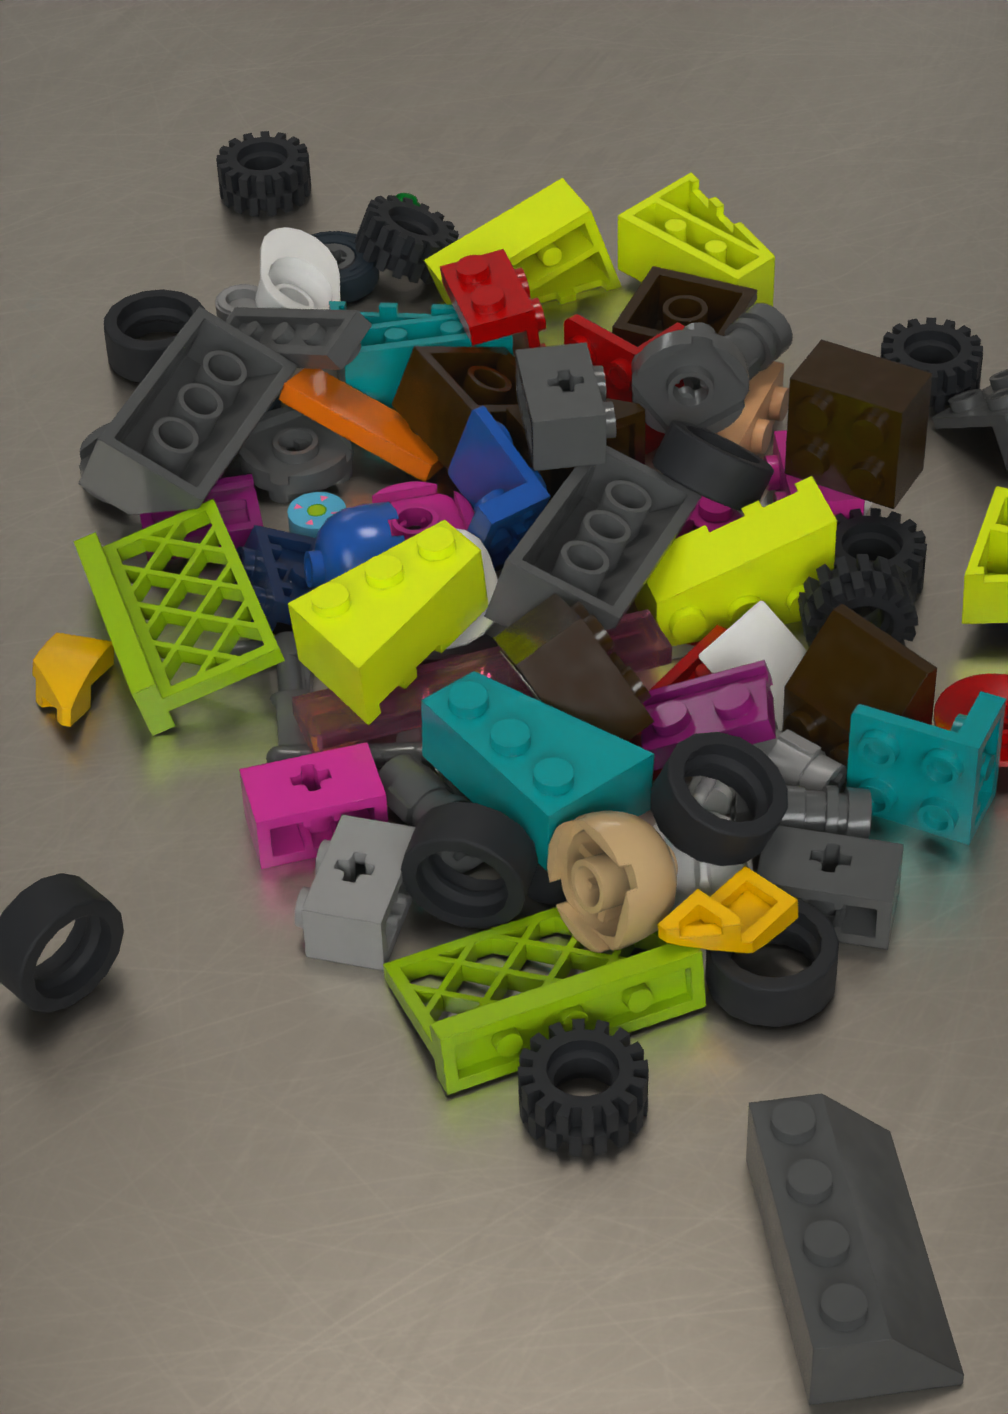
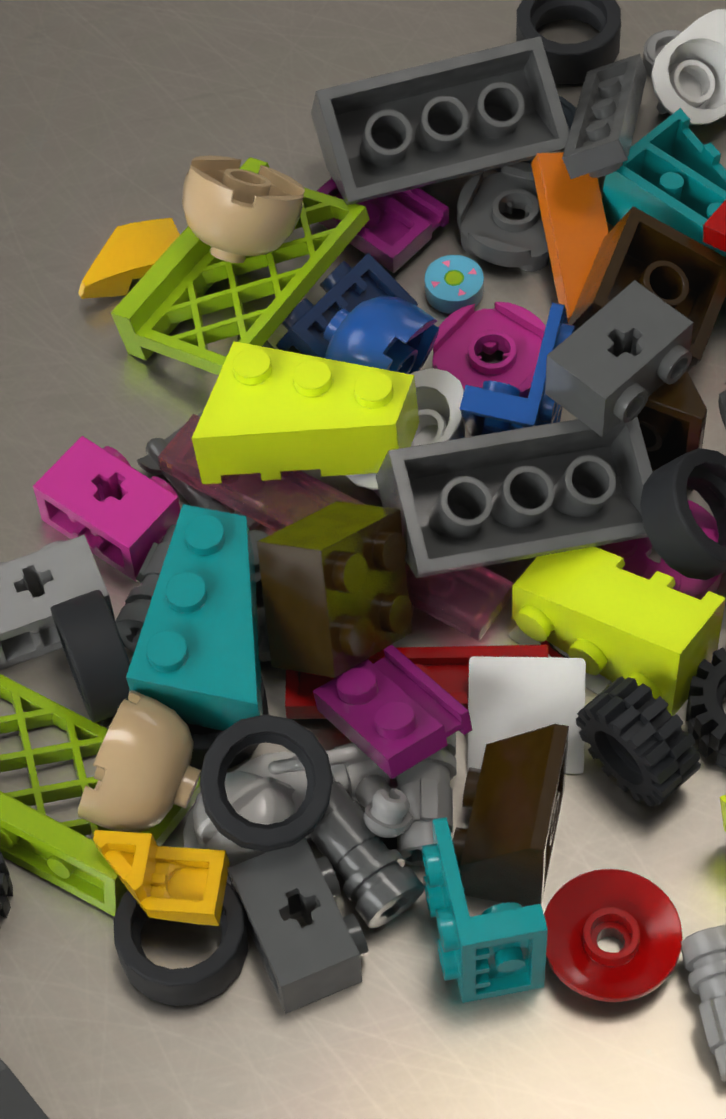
camera: 55 degrees right, 15 degrees up
(146, 551) = (240, 209): none -> tan cylinder
(802, 759) = (384, 807): none -> light grey arm

